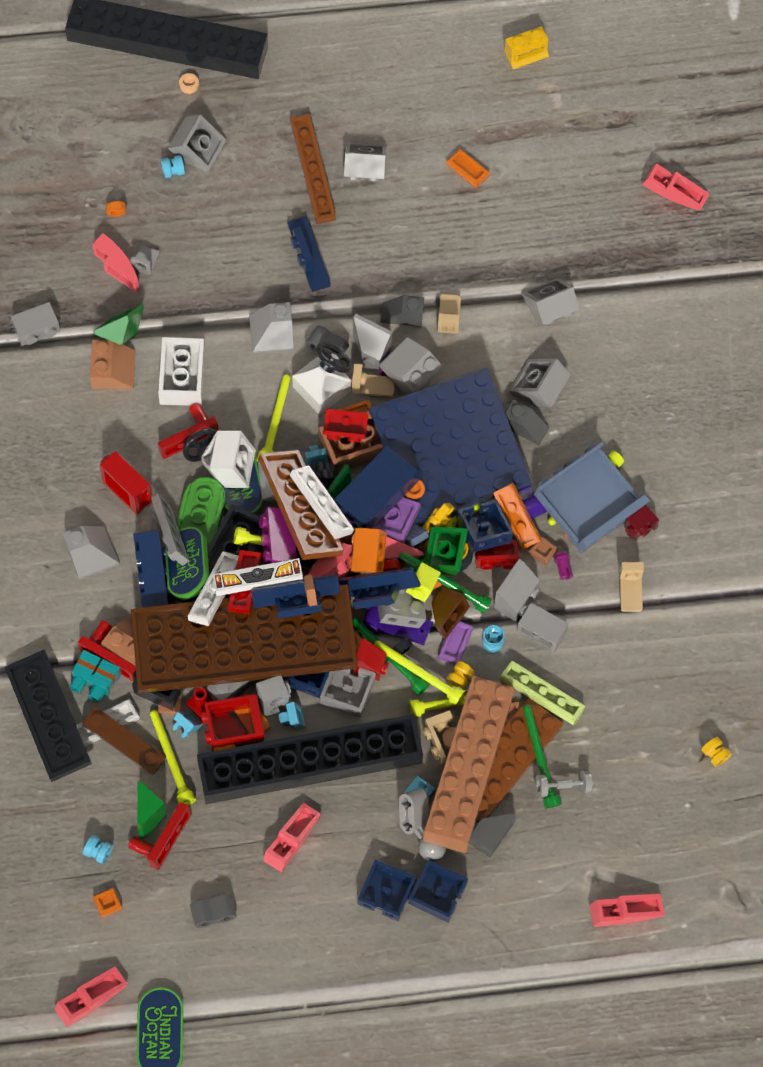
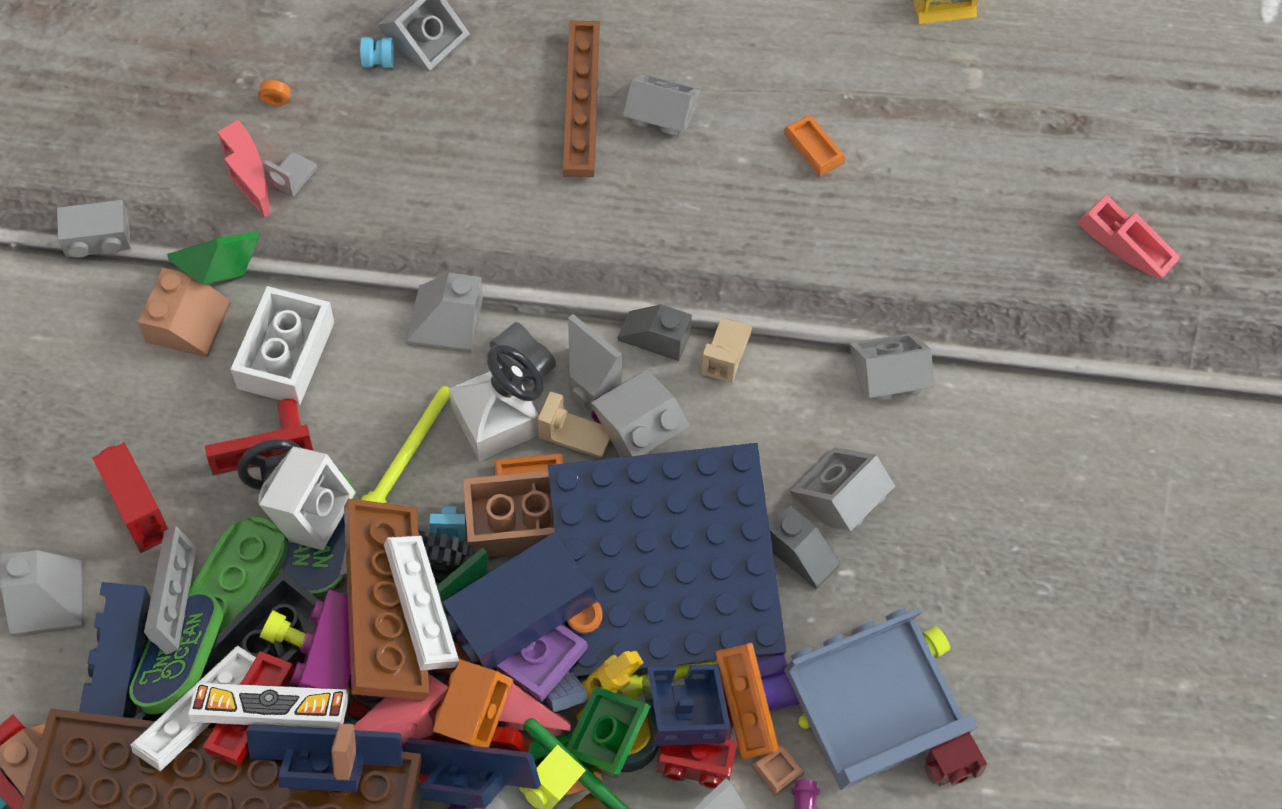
camera: 15 degrees right, 5 degrees down
(308, 254) = (536, 216): dark blue bracket -> none
(345, 424) = (503, 484): red bracket -> none

